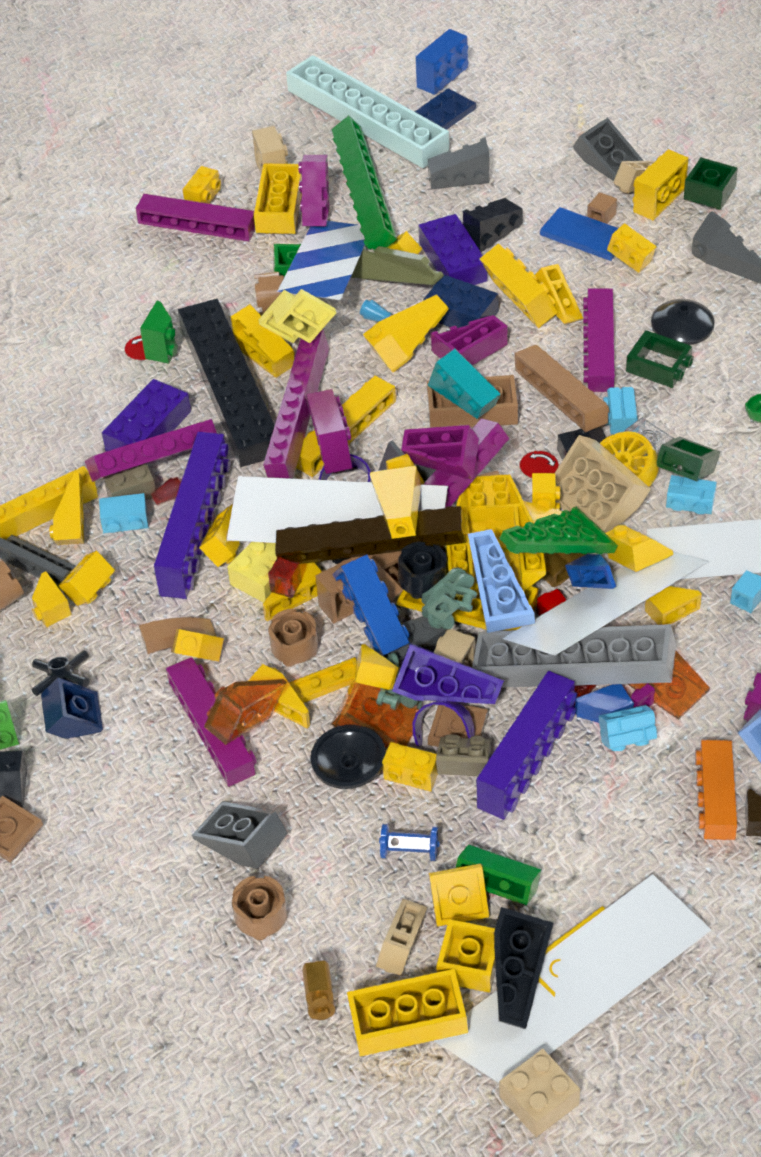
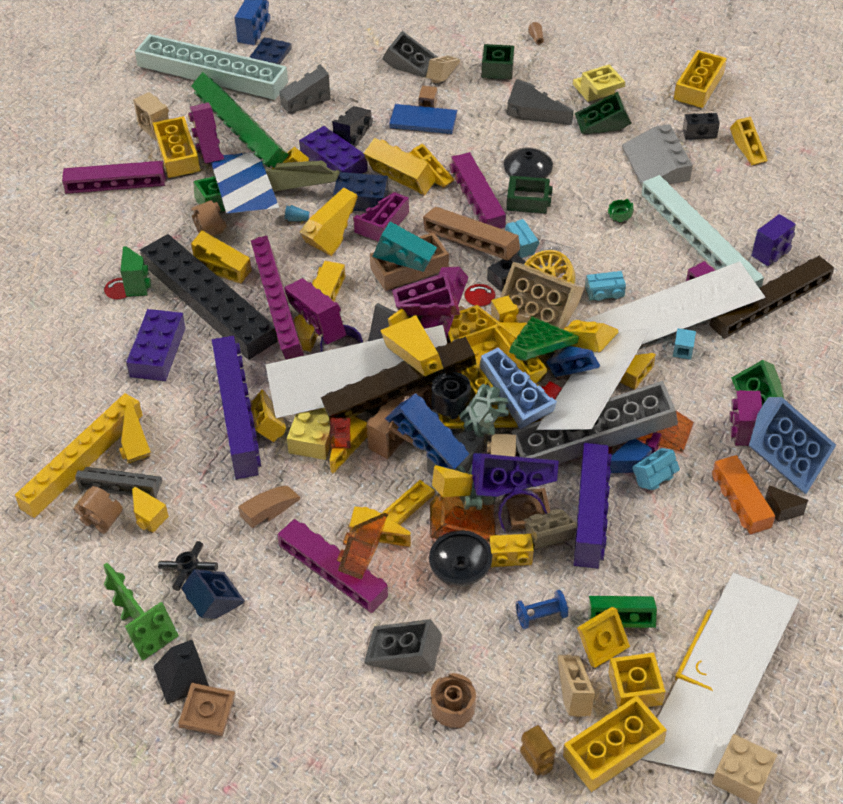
camera: 25 degrees left, 0 degrees up
(87, 578) = (172, 482): yellow brick -> none
(123, 513) = (174, 422): medium azure brick -> none
(131, 482) = (169, 399): dark tan brick -> none
(146, 451) = (173, 366): magenta brick -> none
(167, 491) = (202, 393): clear red cone -> none
(197, 645) = (291, 508): yellow slope -> none
(202, 185) = (108, 151): yellow brick -> none
(293, 637) = (366, 478): medium nougat brick -> none
(297, 316) = (248, 229): light yellow bracket -> none
(519, 957) = (679, 669): black wedge -> none
(631, 248) = (467, 120): yellow brick -> none
(660, 184) = (463, 70): yellow brick -> none
(695, 458) = (587, 256): dark green window -> none

